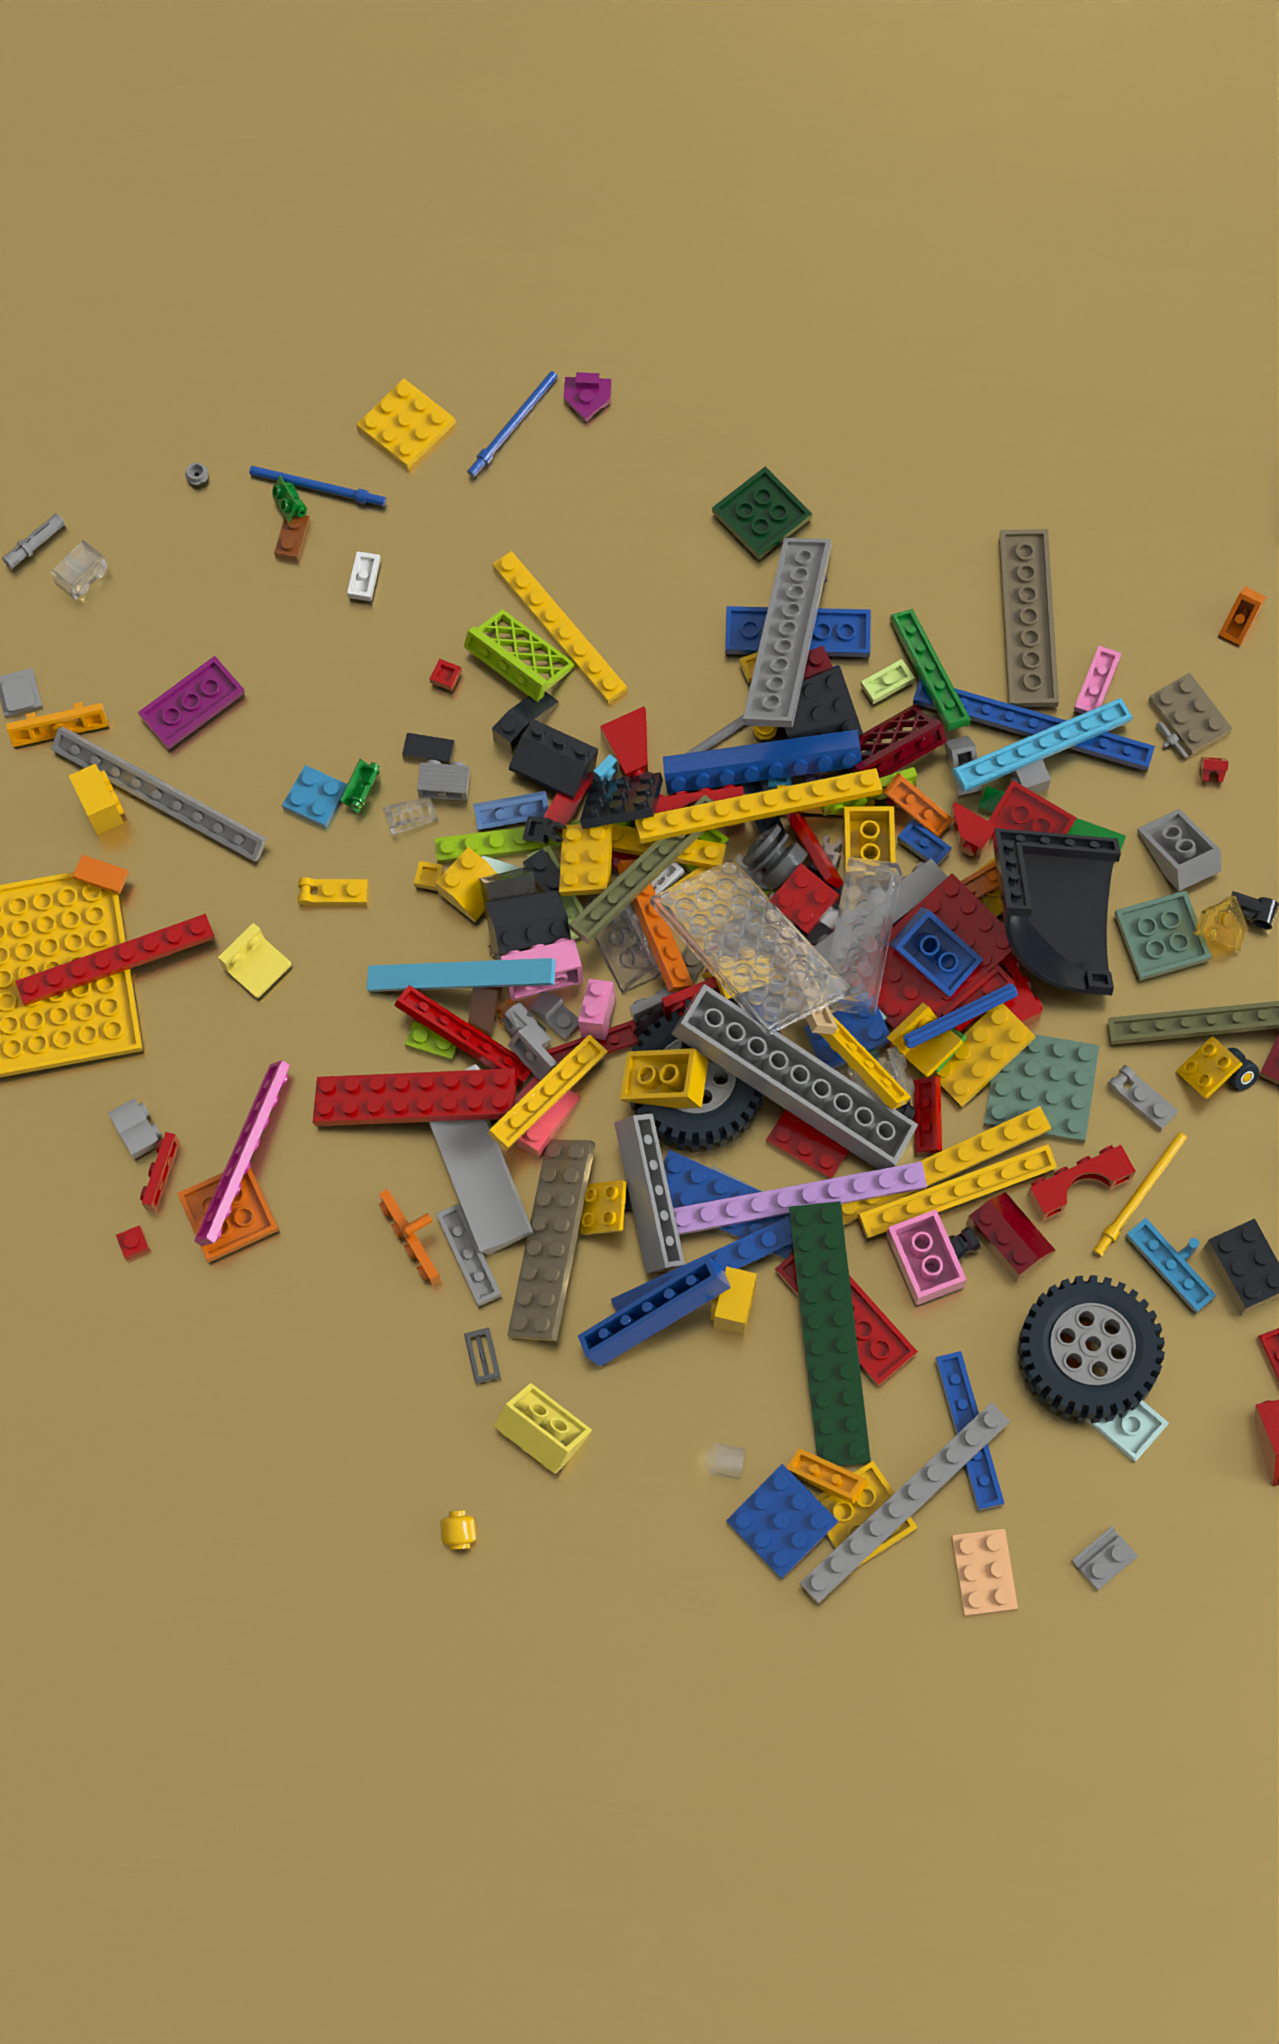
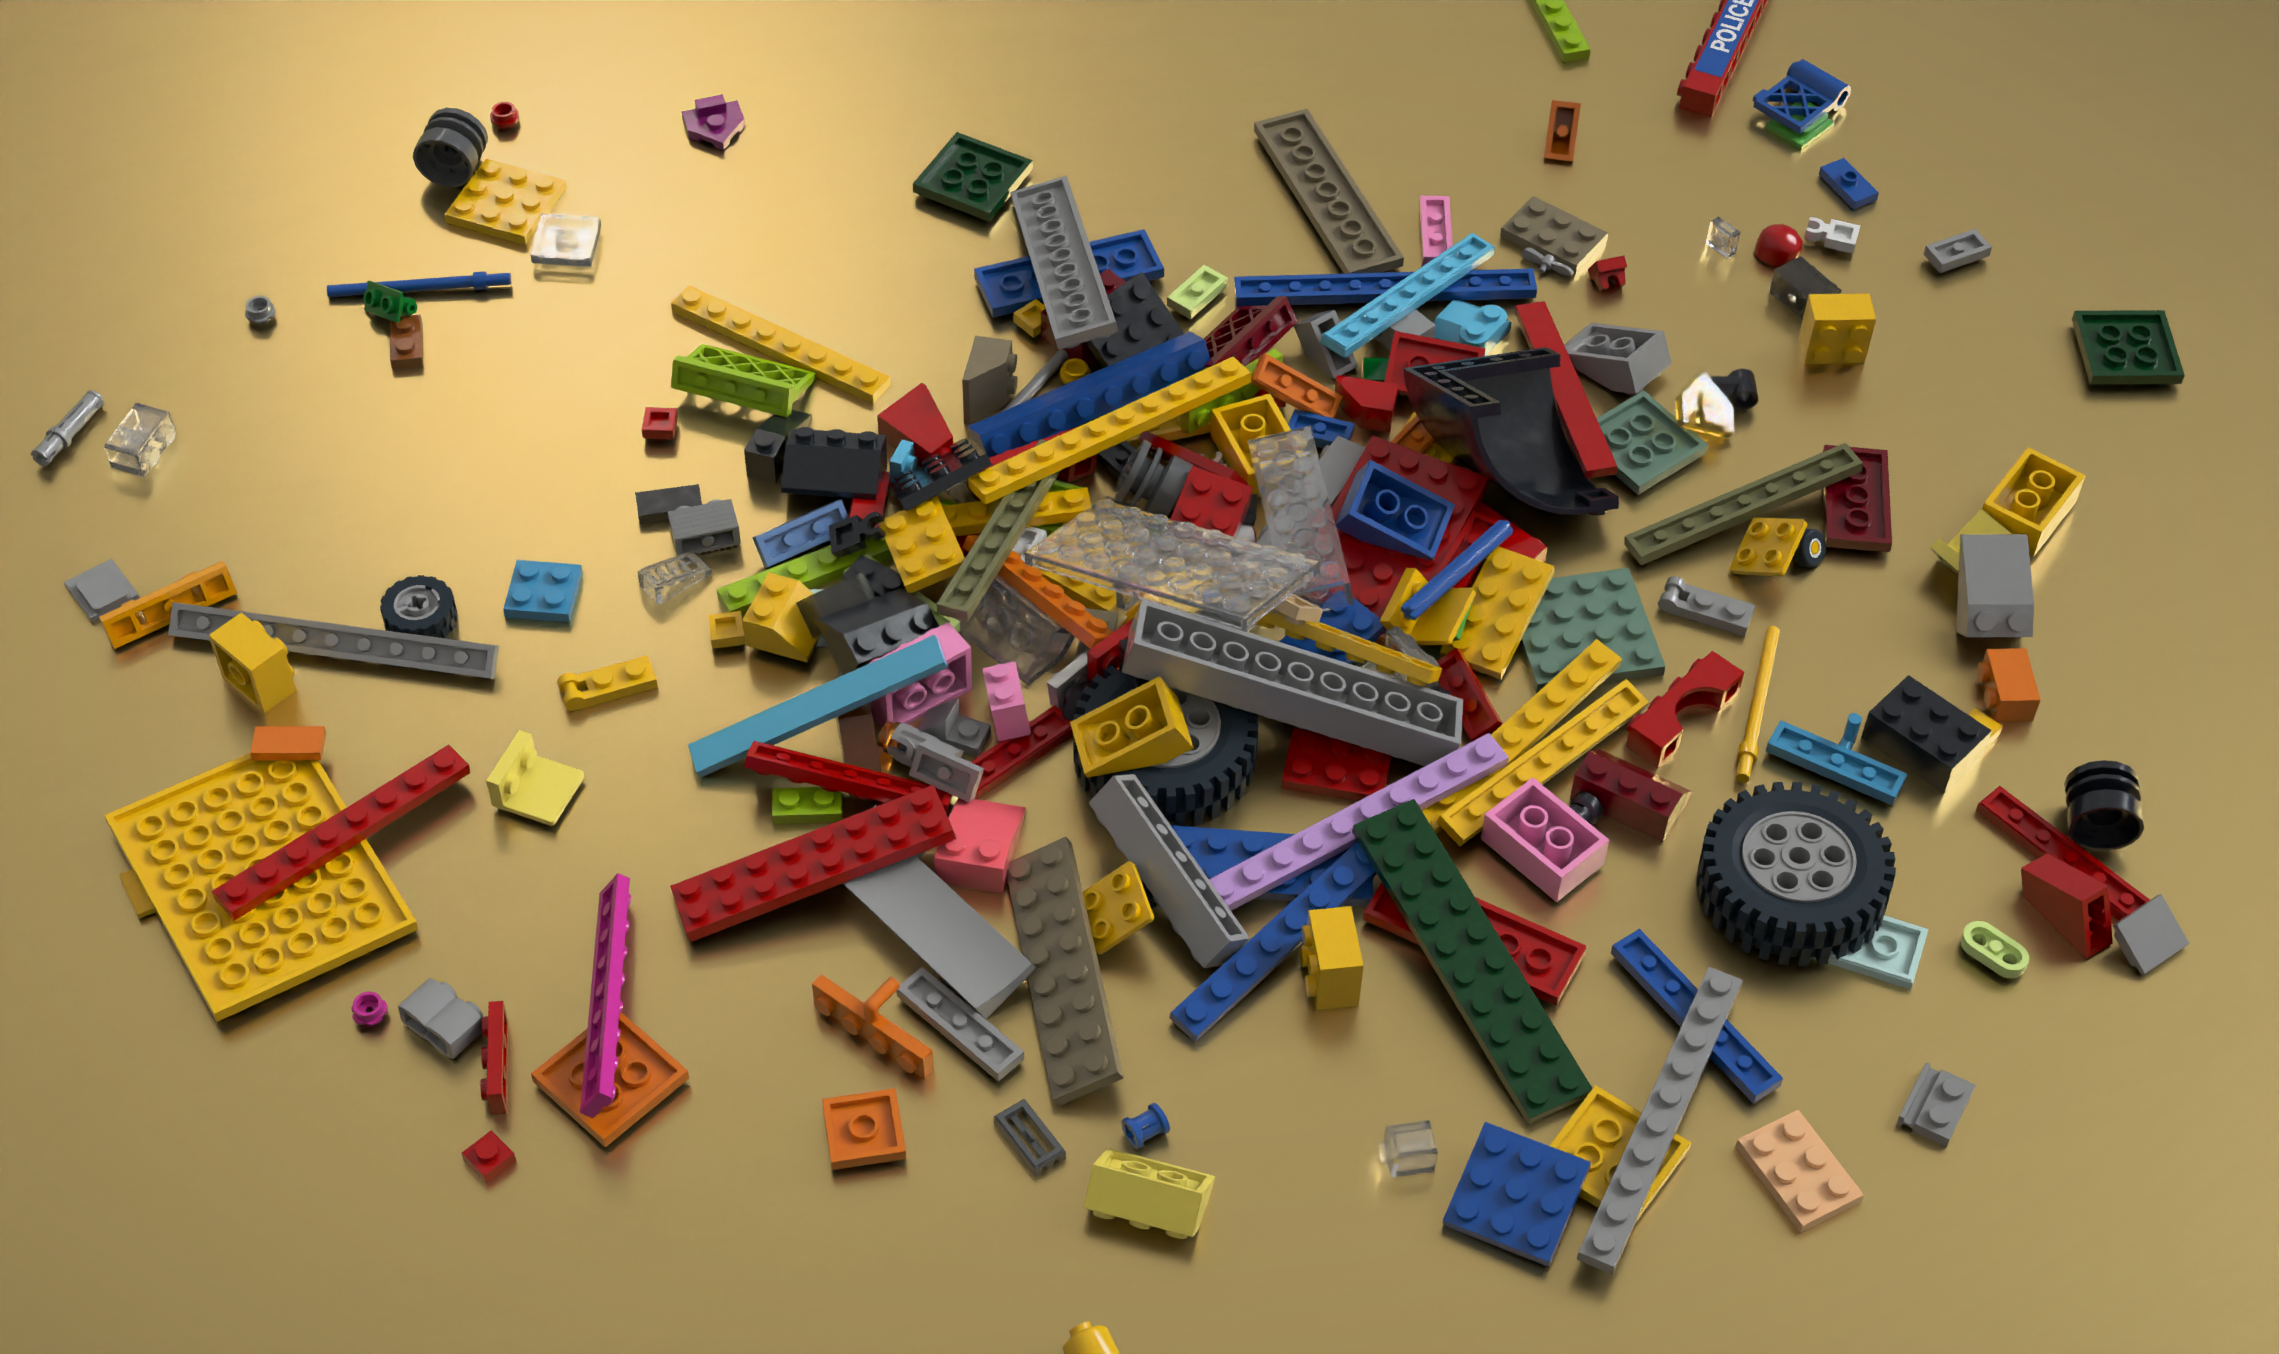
camera: 25 degrees left, 20 degrees down
(90, 1097) = (365, 1002): none -> dark pink plate
(191, 702) = (340, 536): magenta plate -> none
(236, 792) = (419, 607): none -> black wheel
(359, 785) = (597, 559): green hinge -> none
(363, 576) = (514, 354): white plate -> none
(376, 1312) = (864, 1129): none -> orange plate
(377, 365) = (450, 147): none -> dark grey wheel
(432, 332) = (504, 115): none -> red plate
(436, 478) = (566, 240): none -> clear plate
(486, 455) = (618, 204): blue bar -> none
(547, 1092) = (986, 800): yellow plate -> none
(559, 1378) = (1157, 1123): none -> blue bush
(654, 1311) = (1239, 993): blue brick -> none
(693, 718) = (988, 378): none -> dark tan slope
(826, 1476) = (1551, 1117): light orange plate -> none
(930, 670) = (1241, 264): green tile -> none
(1081, 784) = (1472, 325): none -> medium azure slope
(1125, 871) = (1569, 396): none -> red tile
(1208, 1457) = (1995, 949): none -> yellowish green plate

